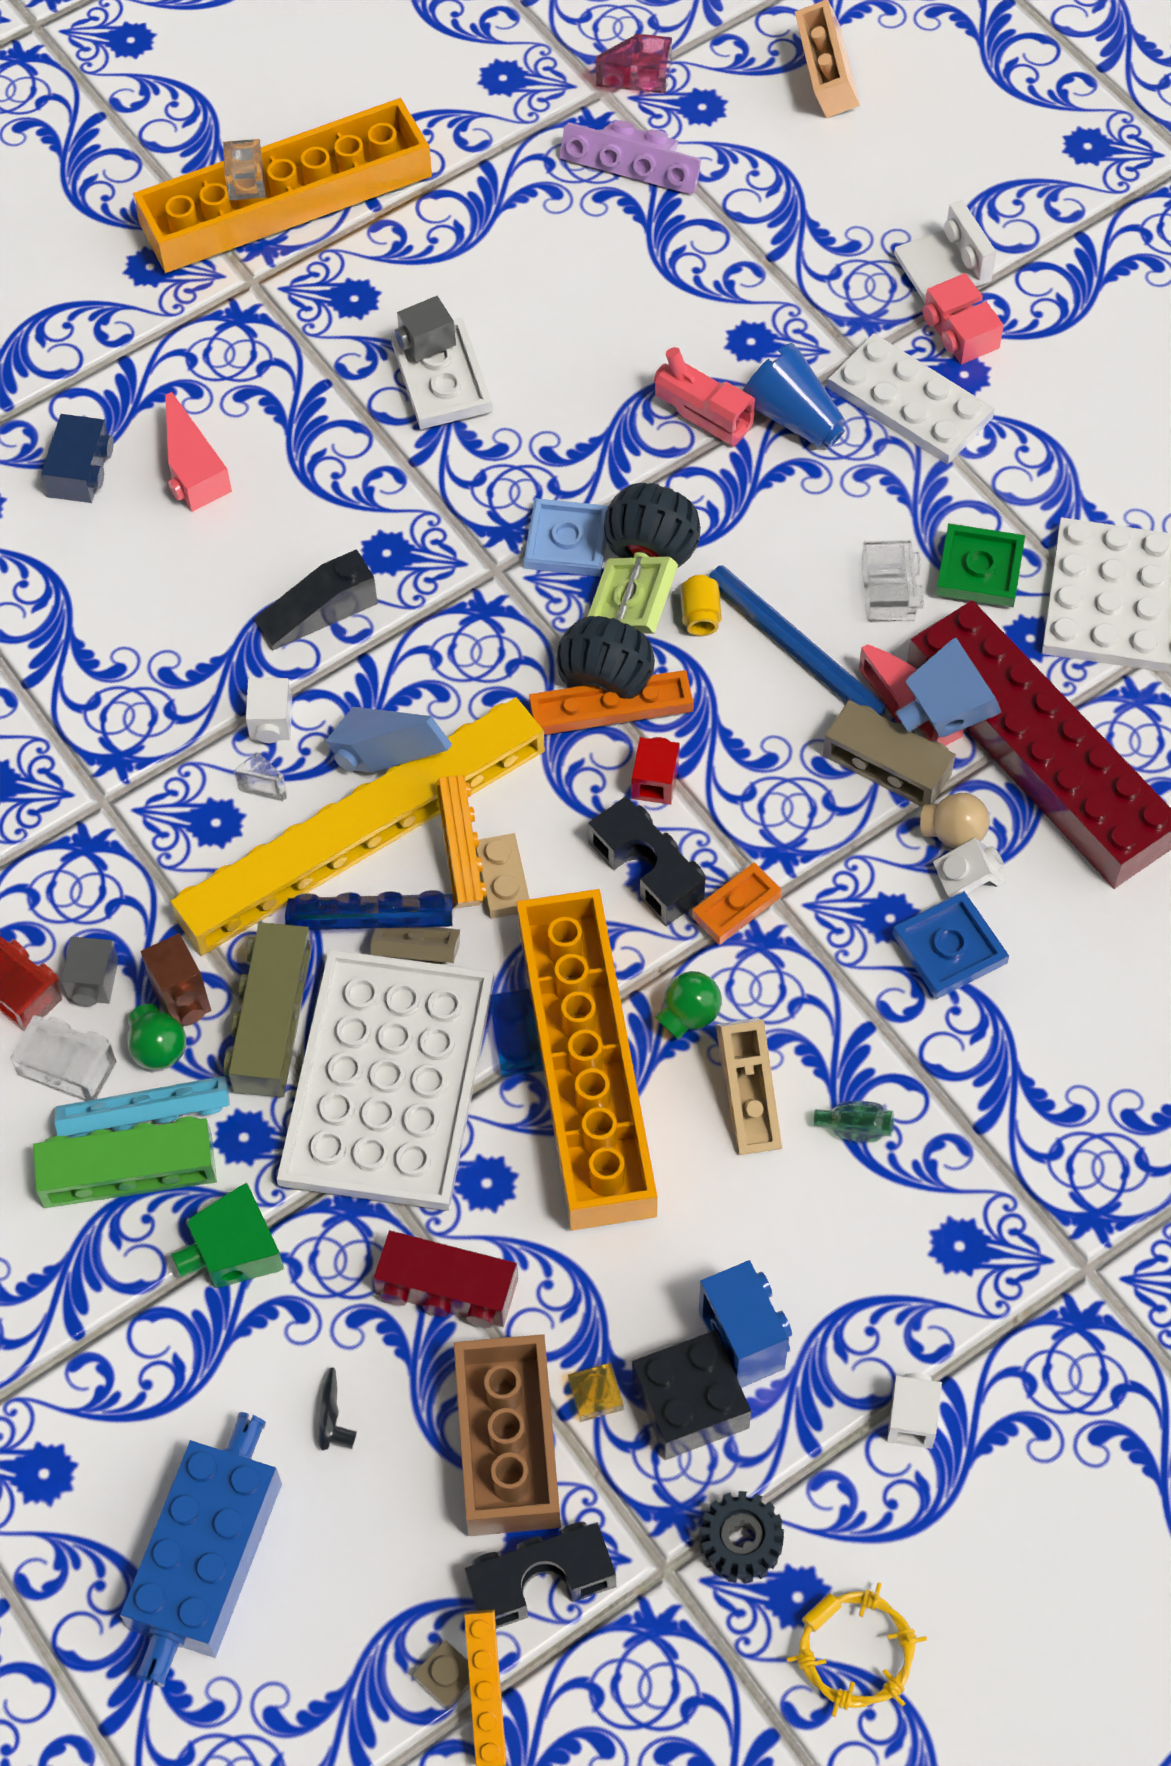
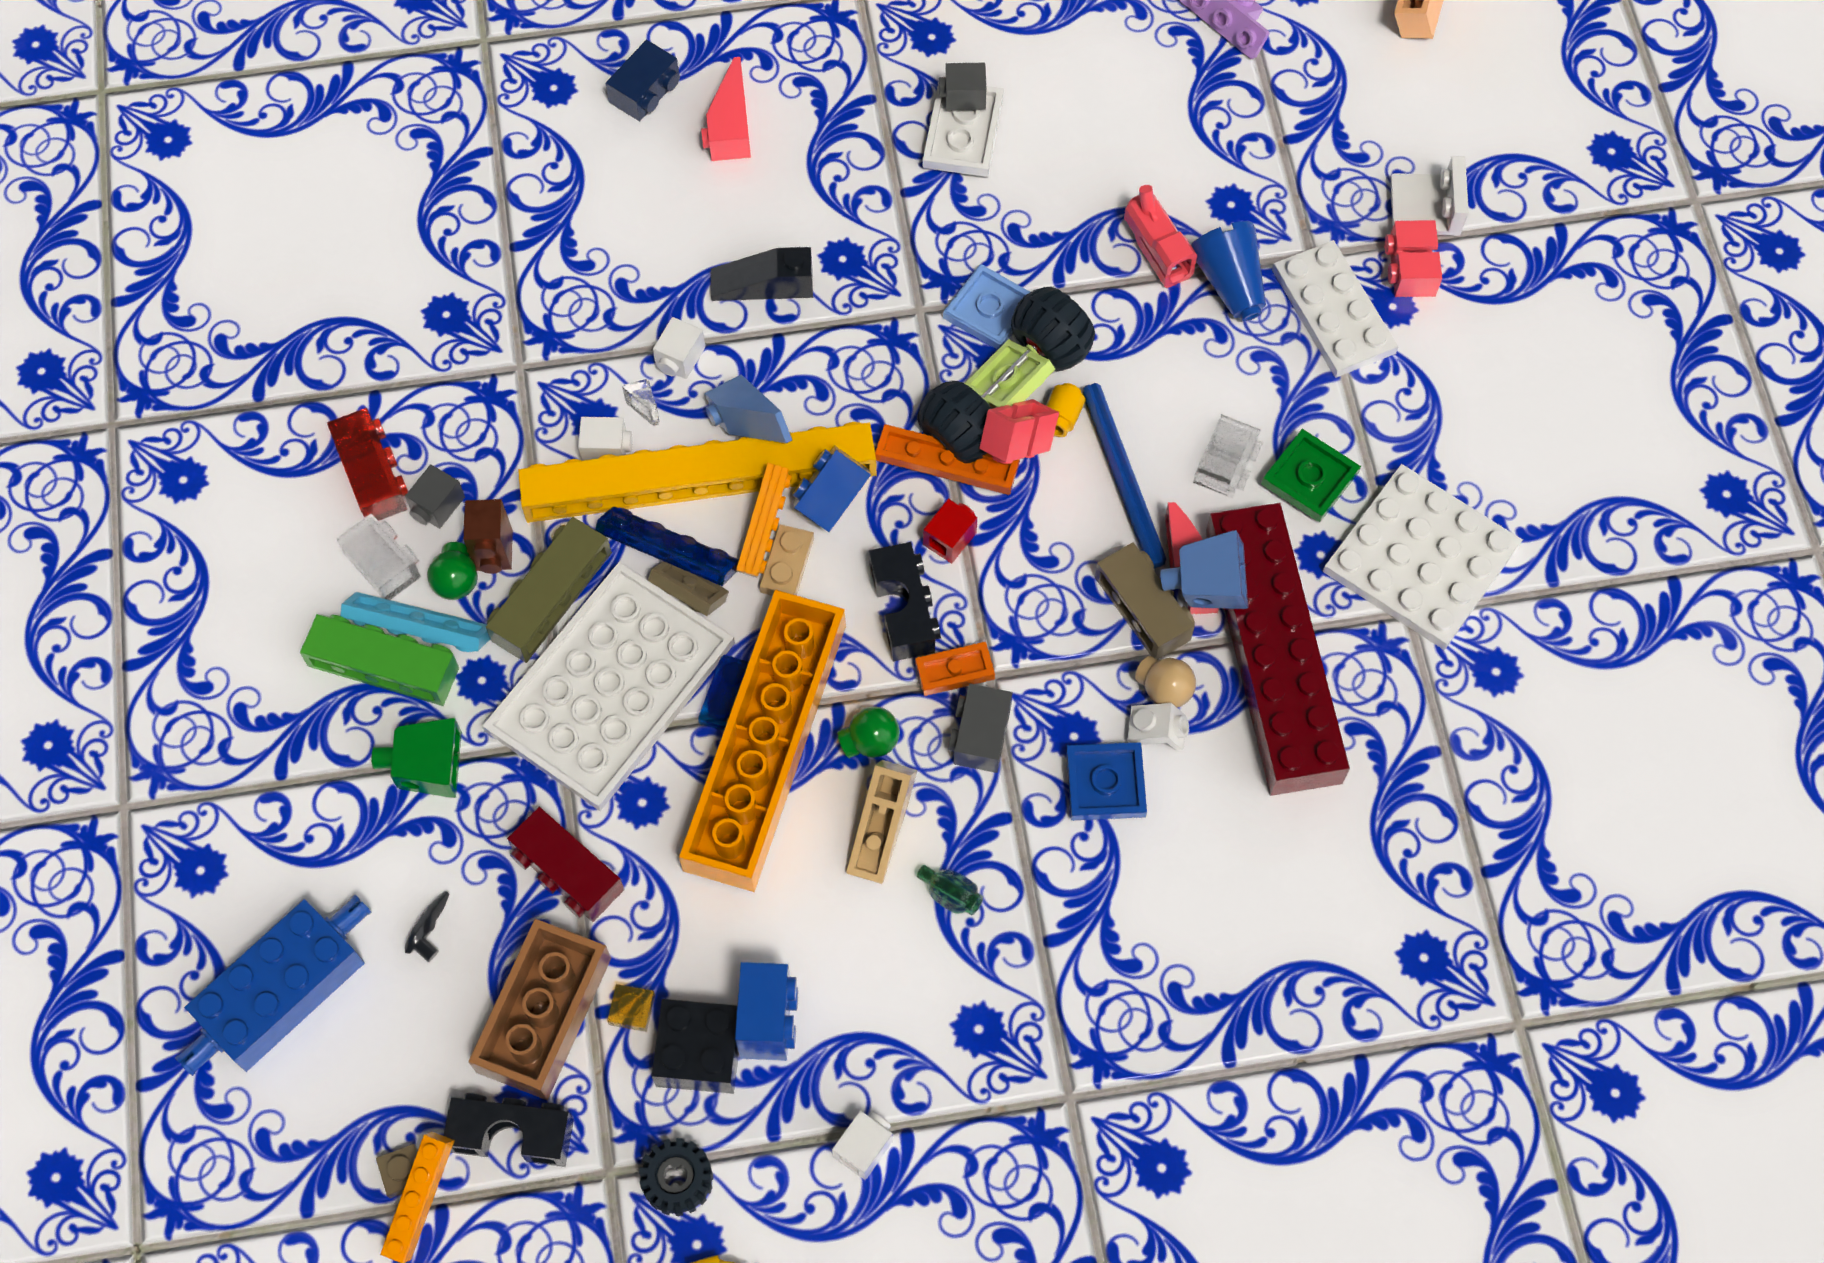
camera: 25 degrees right, 5 degrees up
(240, 831) = (603, 437): none -> white brick
(513, 777) = (830, 487): none -> blue brick
(674, 640) = (1018, 431): none -> coral piece
(798, 948) = (982, 728): none -> dark grey brick

